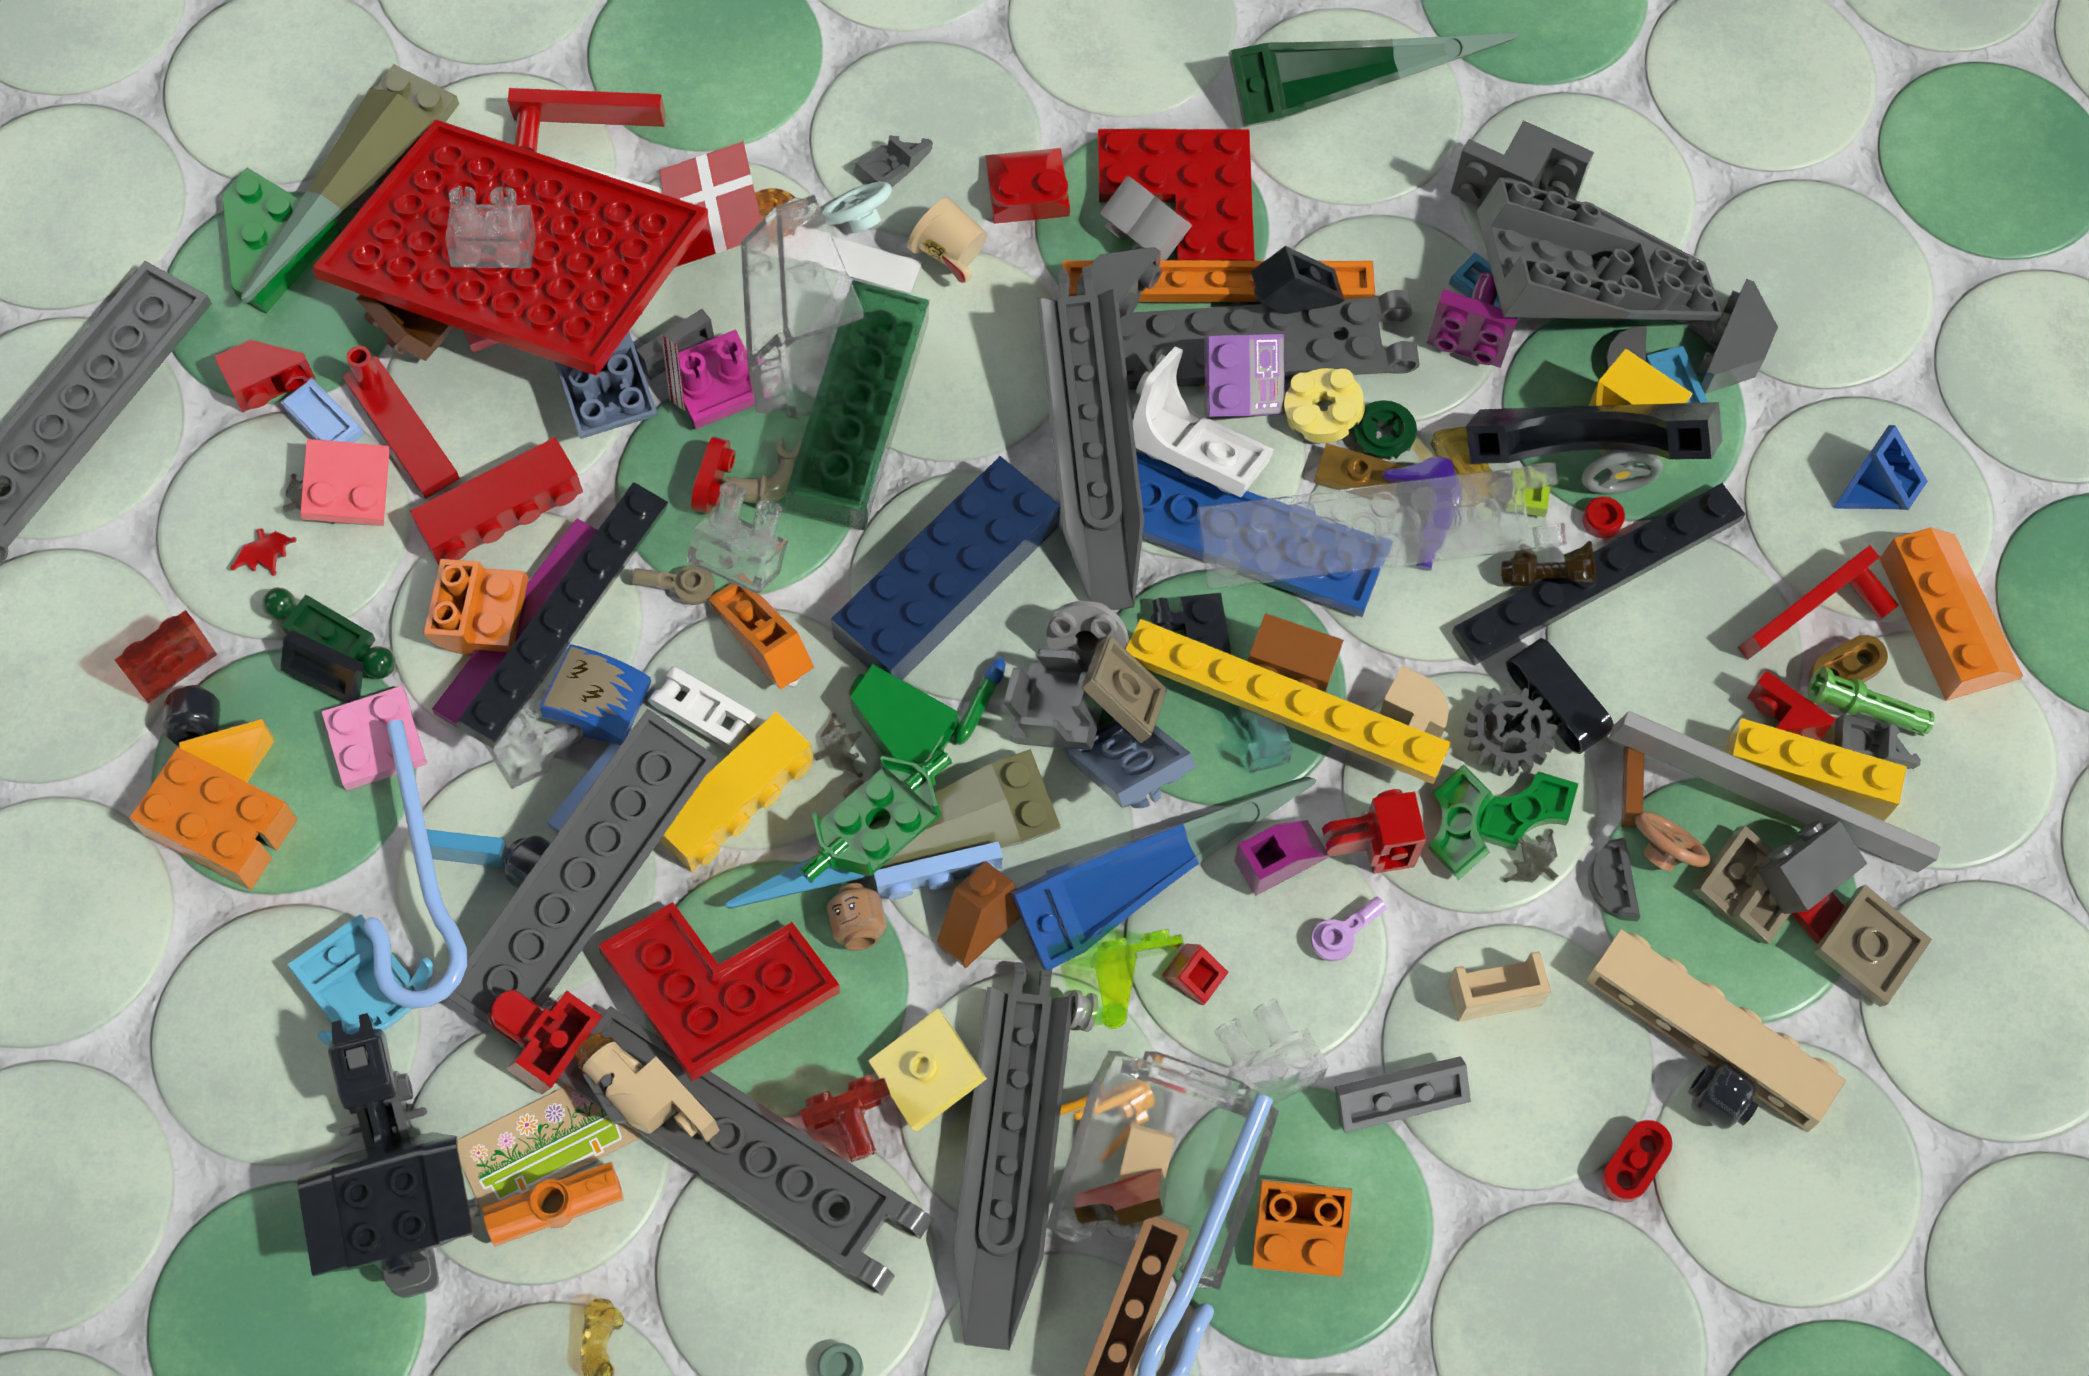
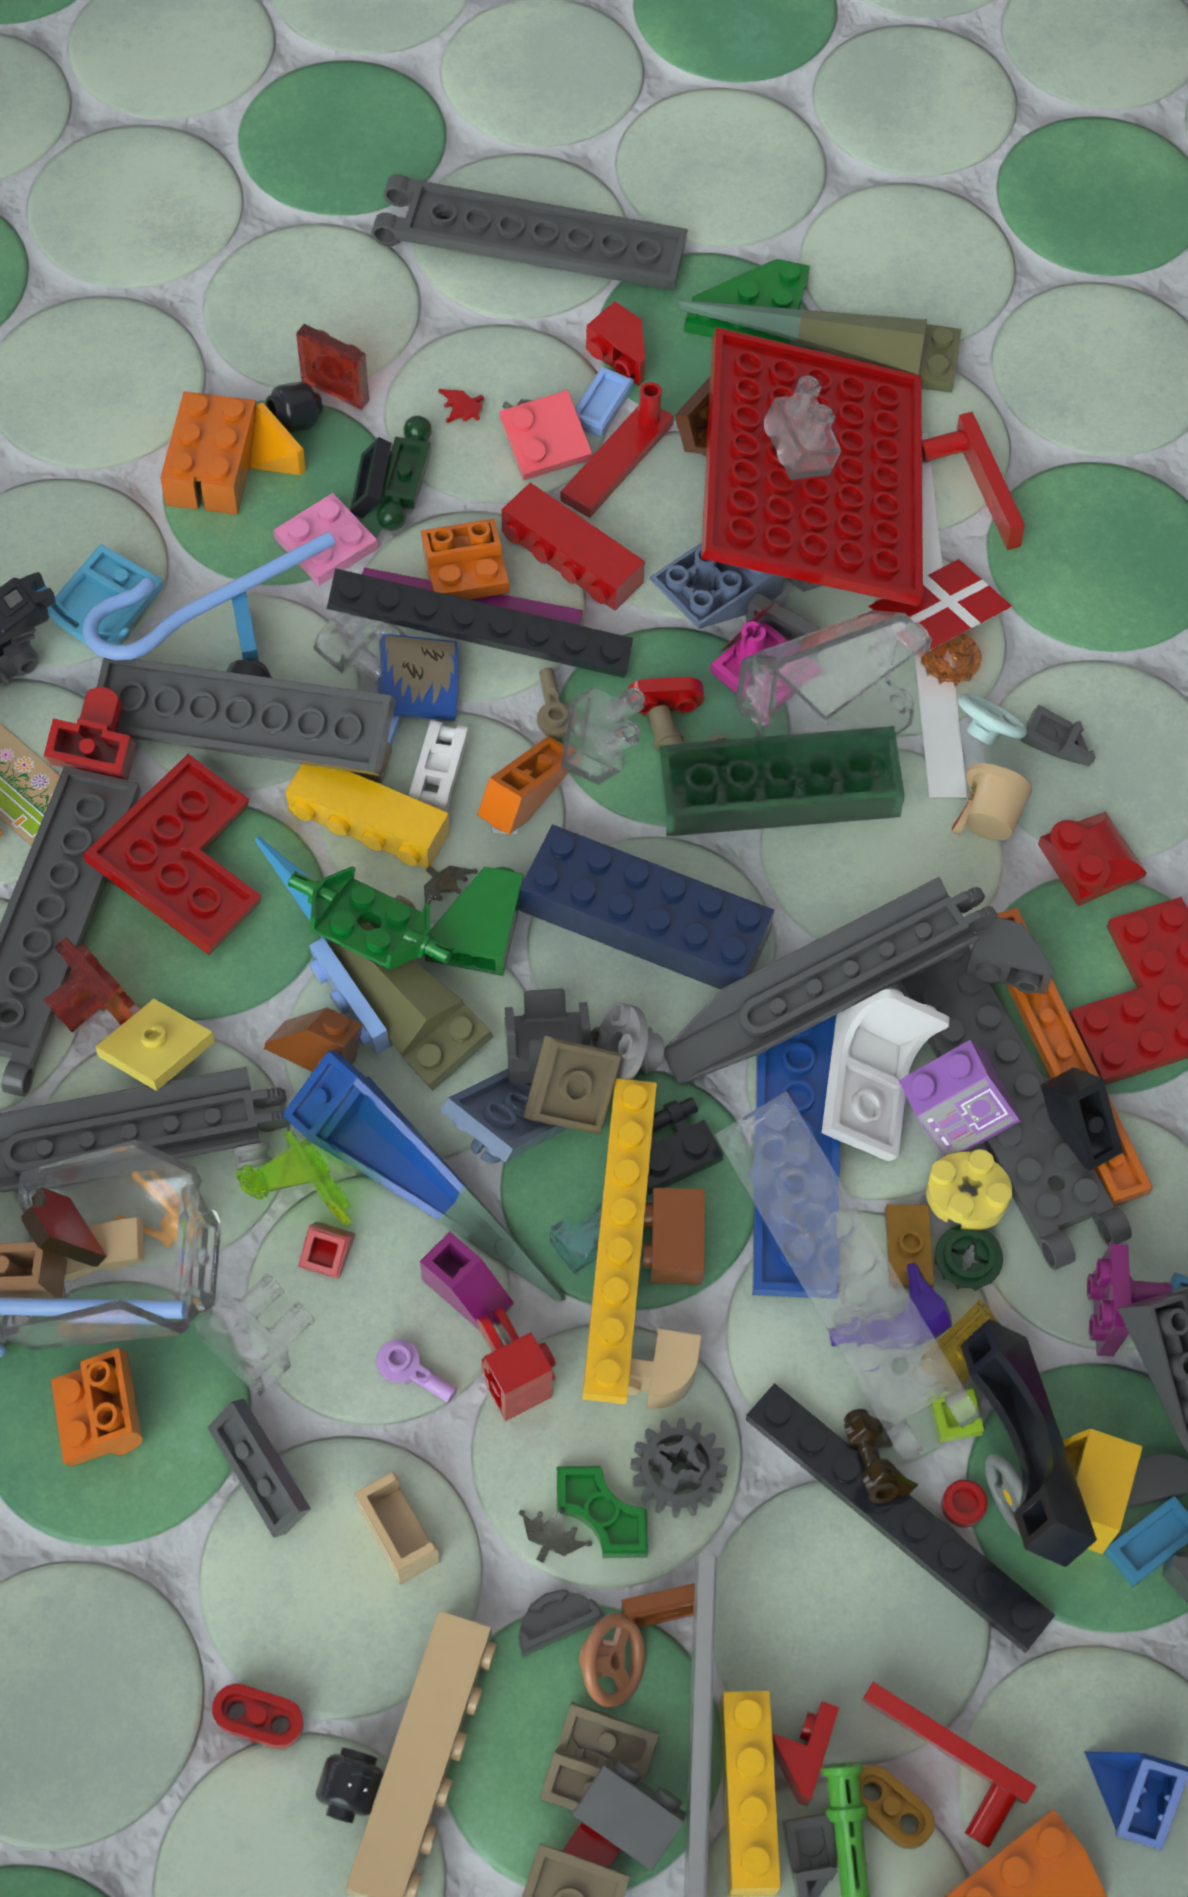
camera: 70 degrees right, 5 degrees down
(640, 1093) = (62, 826): tan plate -> none
(856, 917) = (280, 943): medium nougat head -> none
(980, 700) = (531, 982): green piece -> none
(1144, 219) = (1094, 963): light grey brick -> none
(1459, 836) = (582, 1443): green tile -> none
(1576, 711) = (737, 1505): black beam -> none

